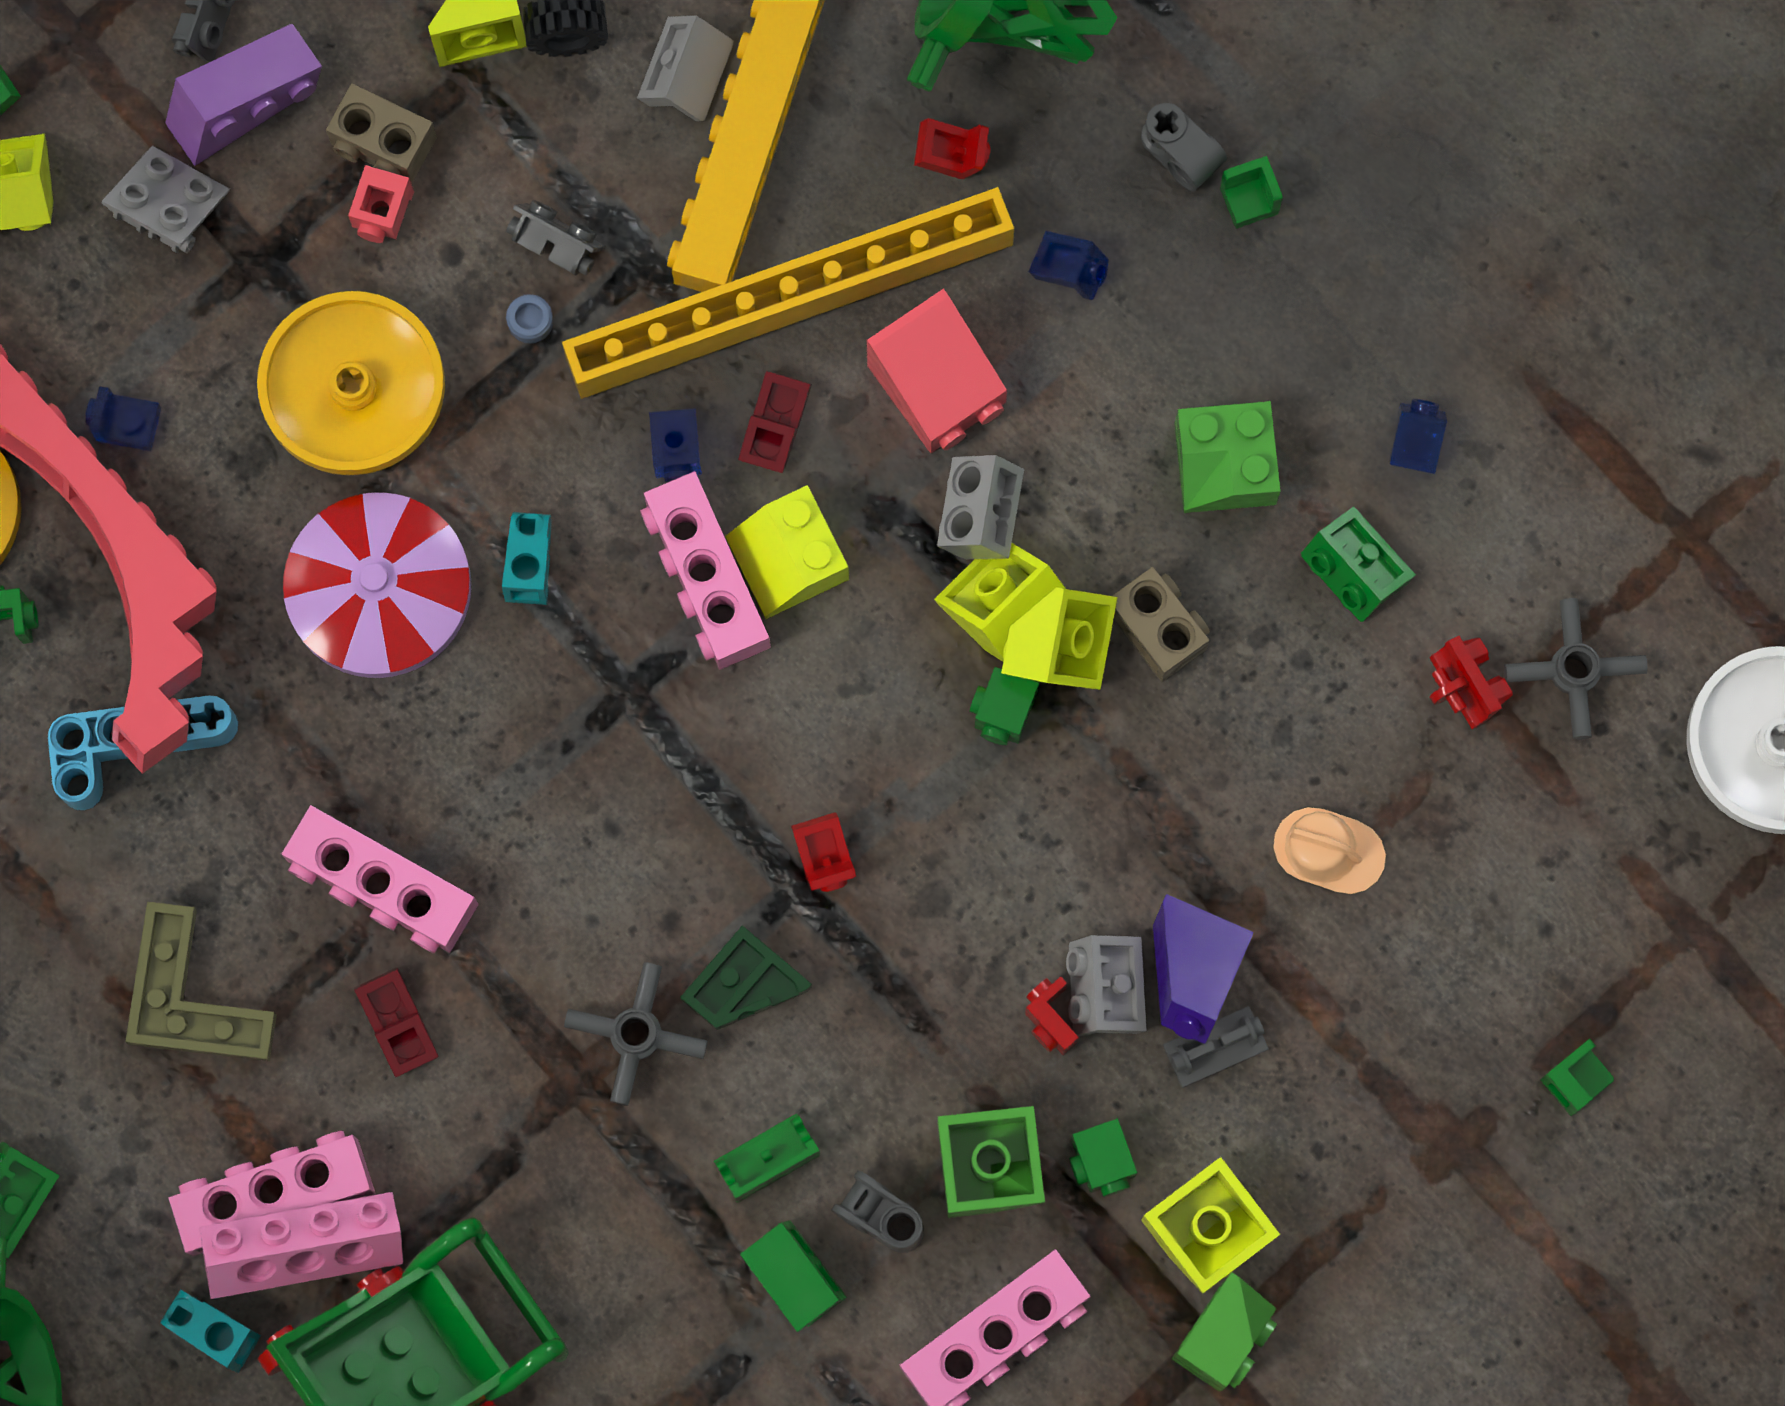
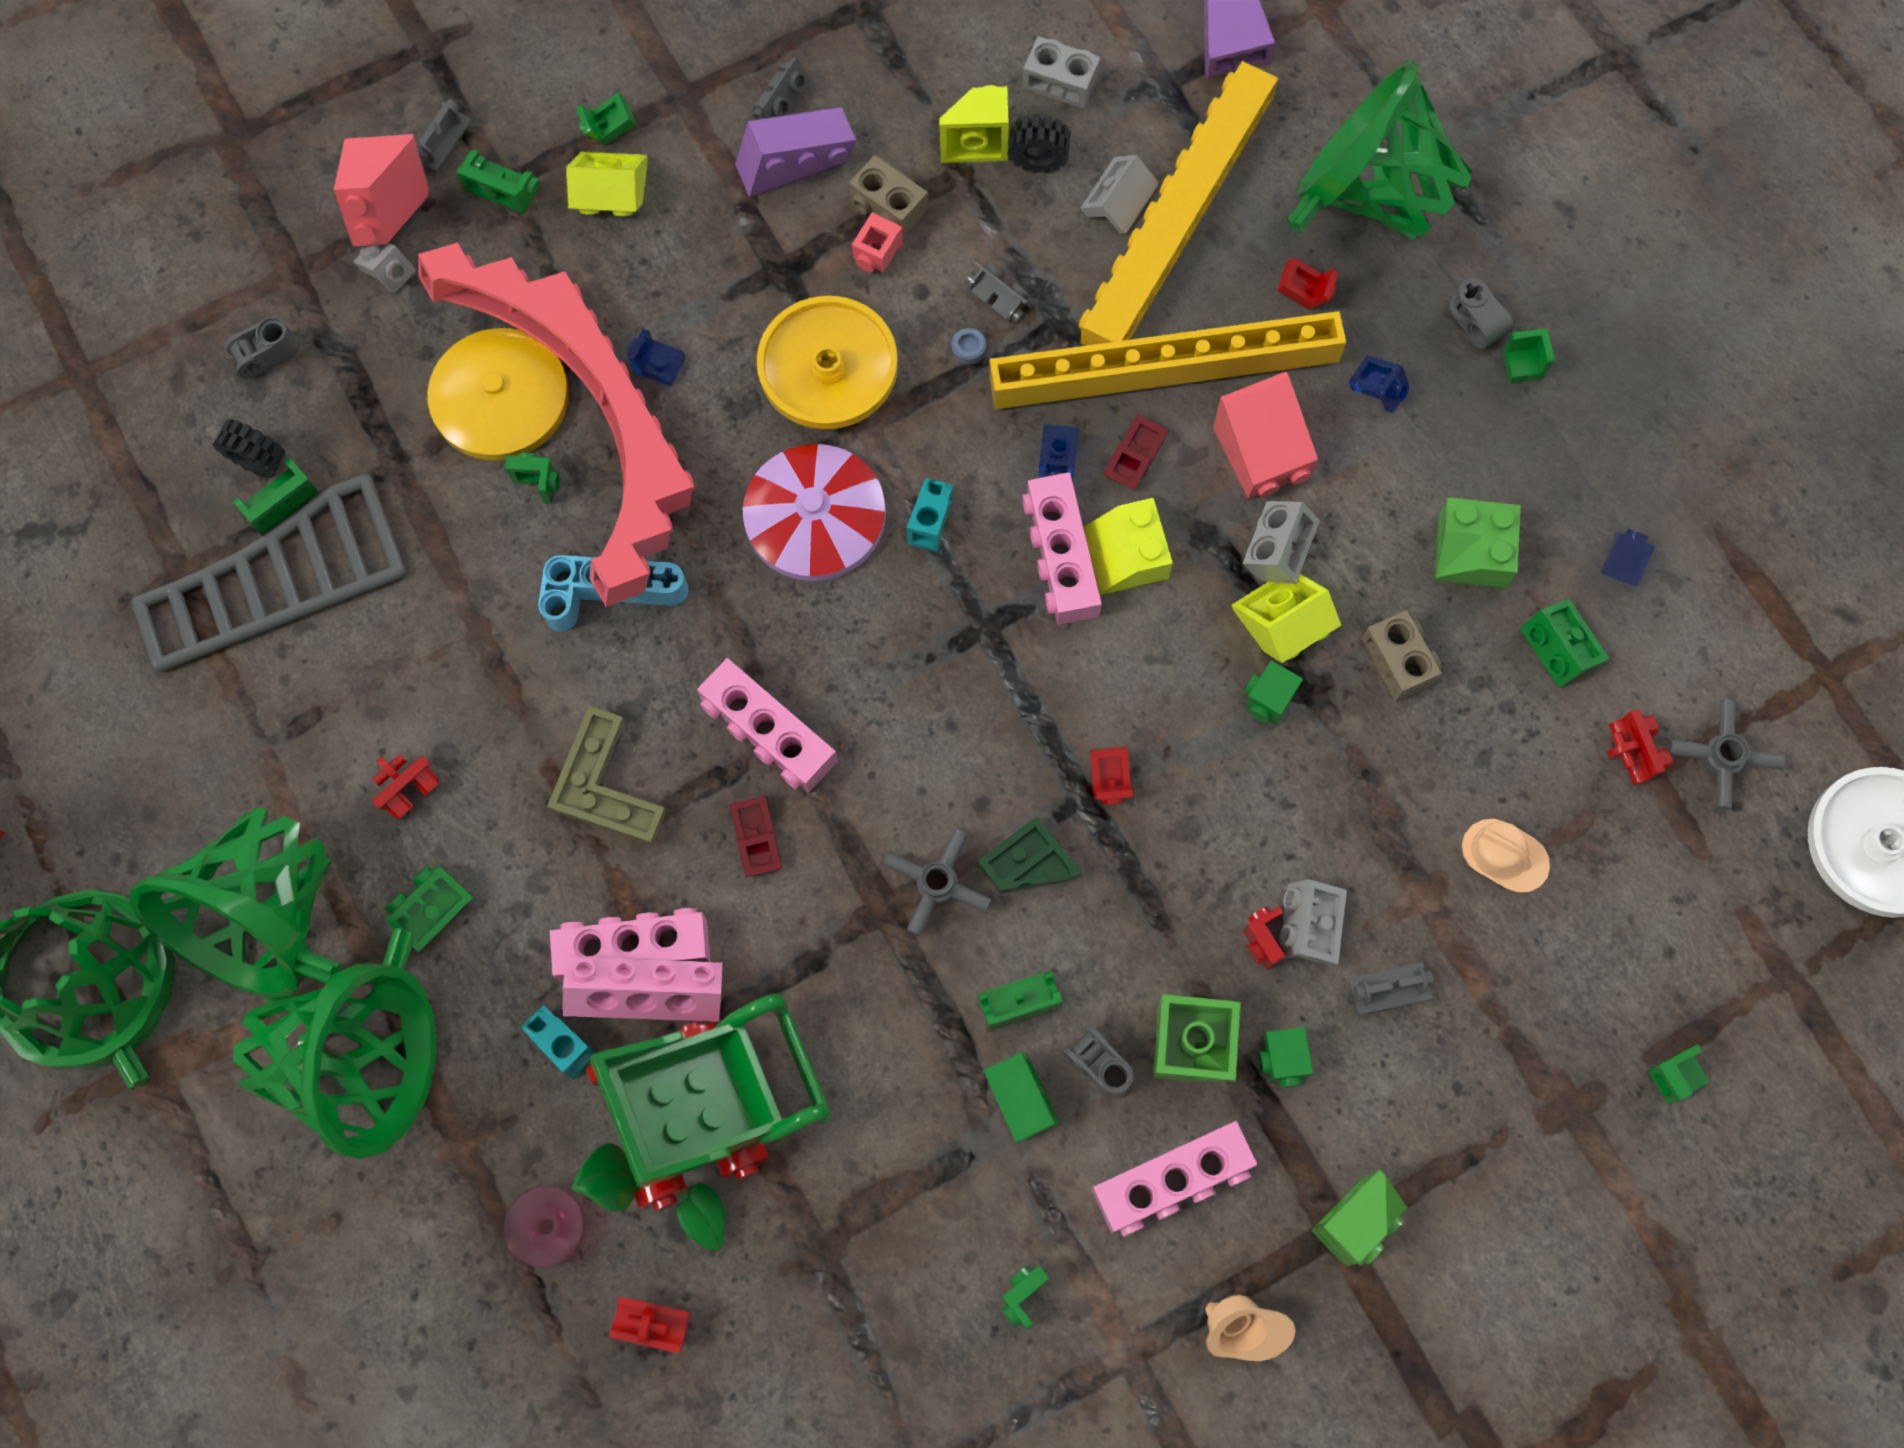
camera: 15 degrees right, 5 degrees down
(165, 199) = (721, 214): light grey hinge -> none
(1062, 639) = (1328, 648): neon yellow slope -> none
(1194, 966) = (1387, 920): dark purple slope -> none
(1210, 1226) = (1364, 1129): neon yellow slope -> none

